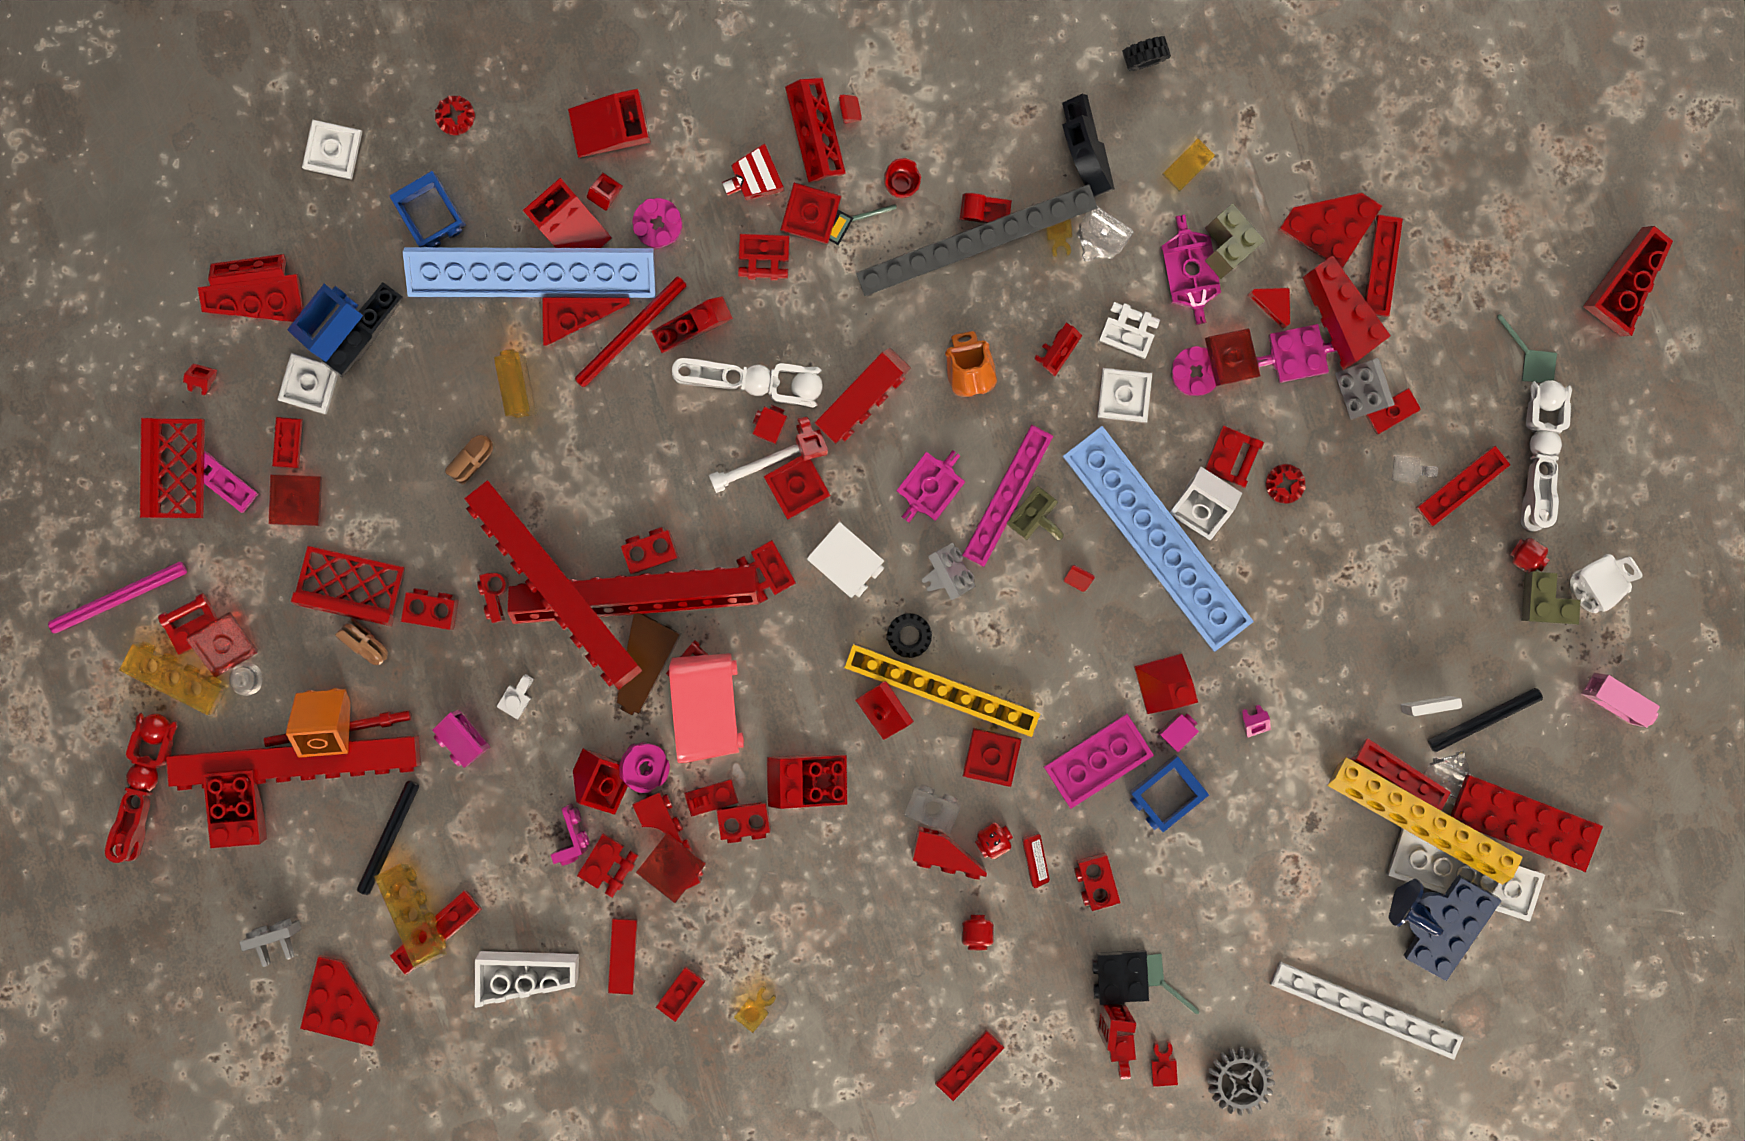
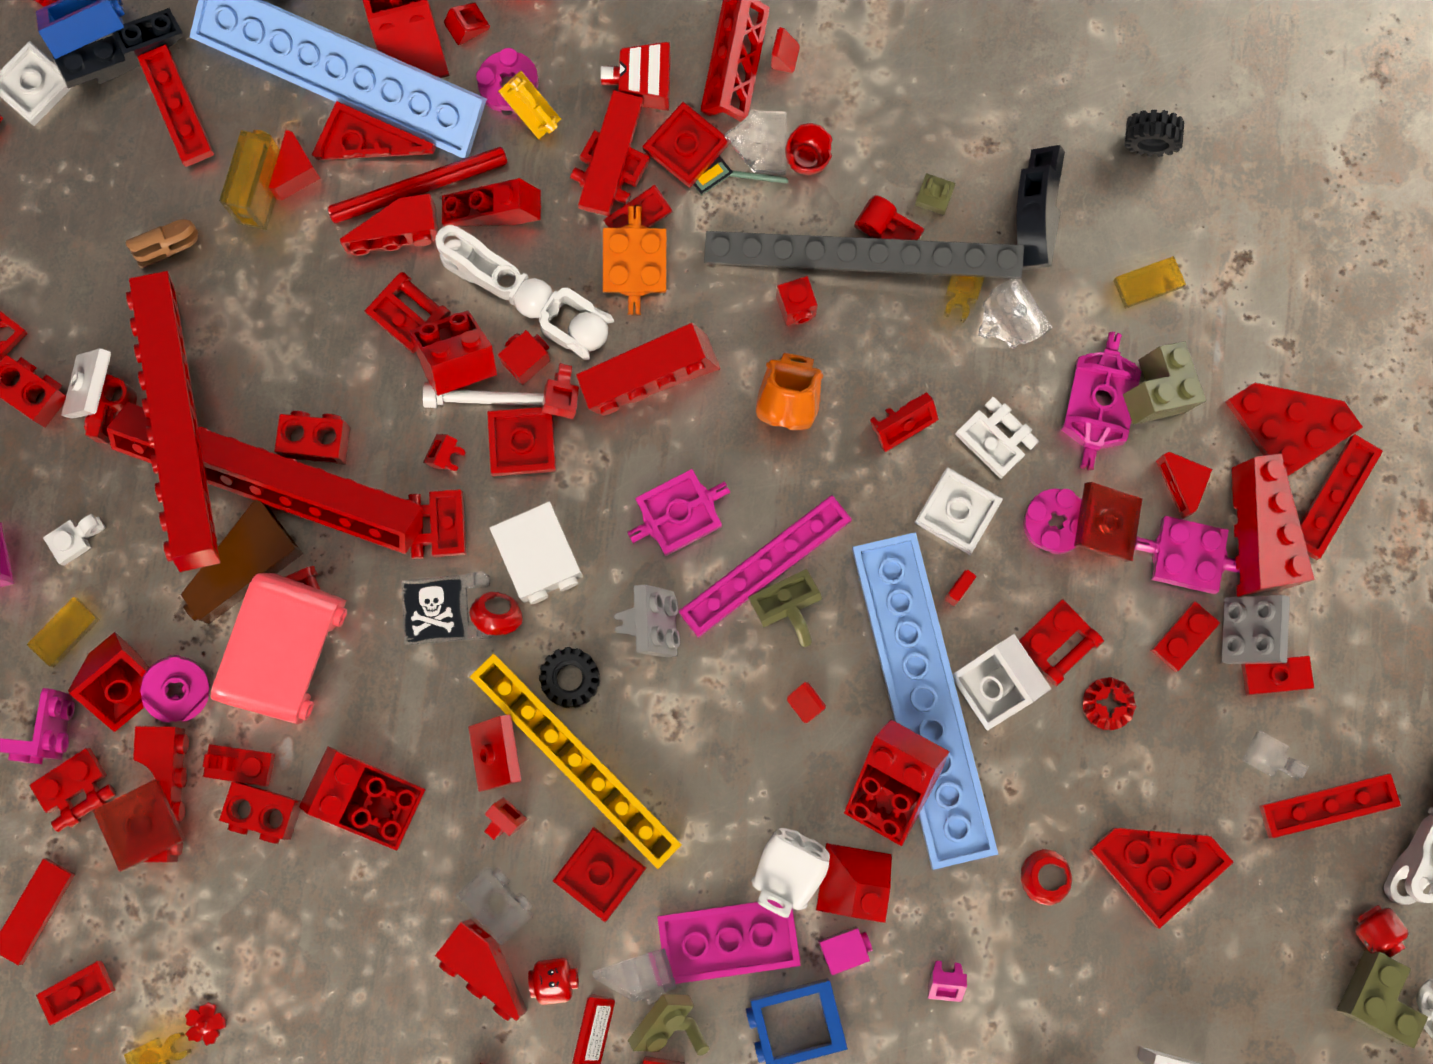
camera: 25 degrees right, 10 degrees down
(425, 353) = (175, 105): none -> red plate
(472, 587) = (86, 383): none -> white plate
(535, 361) = (292, 169): none -> red slope
(544, 764) = (63, 632): none -> clear yellow tile
(635, 365) = (399, 224): none -> red slope
(667, 437) = (399, 318): none -> red plate
(685, 236) = (529, 105): none -> yellow hinge
(719, 445) = (453, 352): none -> red slope
(745, 519) = (440, 452): none -> red tile
(761, 247) = (610, 153): none -> red tile
(775, 974) = (205, 1024): none -> red plant
(796, 629) = (438, 608): none -> flag
(801, 283) = (653, 209): none -> red plate
(815, 318) = (634, 260): none -> orange plate
(841, 623) = (495, 623): none -> red piece
(864, 185) = (761, 141): none -> clear slope
(911, 750) = (504, 819): none -> red tile
(945, 296) = (797, 301): none -> red brick
(1007, 168) = (935, 194): none -> olive tile
(1051, 811) = (639, 977): none -> clear slope
(1079, 833) = (663, 1020): none -> olive plate
(1120, 697) = (790, 871): none -> white piece
(1149, 450) = (960, 587): none -> red tile
(1164, 605) = (895, 781): none -> red slope
(1281, 627) = (1030, 880): none -> red piece
(1318, 412) = (1185, 636): none -> red plate
(1366, 580) = (1160, 868): none -> red plate

